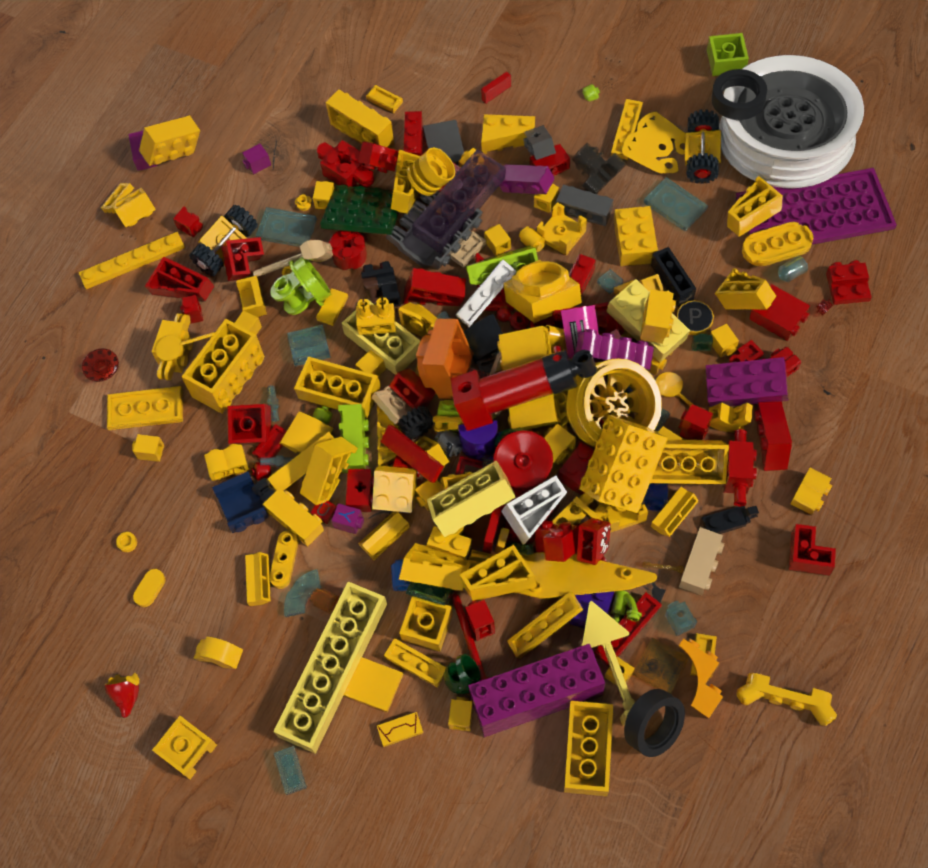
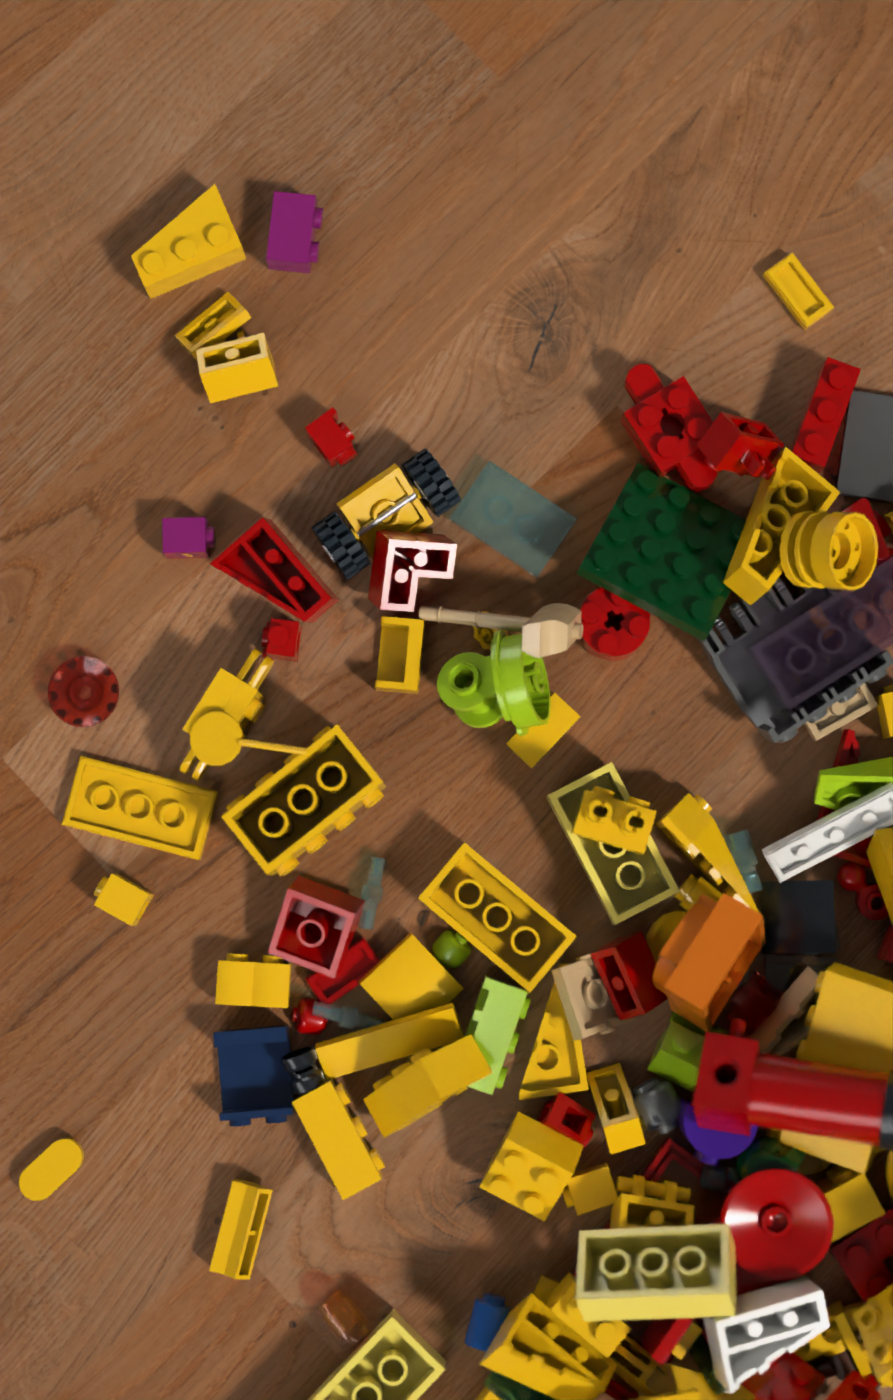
camera: 20 degrees right, 20 degrees up
(96, 170) = (189, 246): none -> yellow wedge
(126, 542) = (36, 1064): yellow tile -> none
(131, 260) = (202, 477): yellow plate -> none
(131, 284) = (187, 537): none -> magenta brick
(169, 140) = (349, 251): yellow brick -> none
(218, 652) = (131, 1346): yellow brick -> none
(249, 322) = (370, 717): yellow brick -> none
(256, 159) = (503, 342): magenta brick -> none
(286, 566) = (290, 1224): yellow plate -> none
(300, 593) = (305, 1280): clear light blue tile -> none
(303, 206) = (563, 484): yellow plate -> none
(309, 343) = (473, 798): clear light blue slope -> none
(322, 194) = (608, 478): yellow brick -> none
(324, 511) = (395, 1145): red tile -> none
(347, 519) = (431, 1180): magenta brick -> none
(357, 480) = (455, 1149): red brick -> none
(358, 120) = (732, 343): yellow brick -> none
(371, 364) = (569, 892): yellow brick -> none
(380, 280) = (654, 717): black hips -> none
(384, 535) = (482, 1233): yellow piece -> none
(412, 454) = (584, 1117): red tile -> none
(416, 422) = (614, 1047): black tyre -> none
(434, 287) = (743, 775): red wedge -> none
(452, 423) = (668, 1077): yellow bar -> none

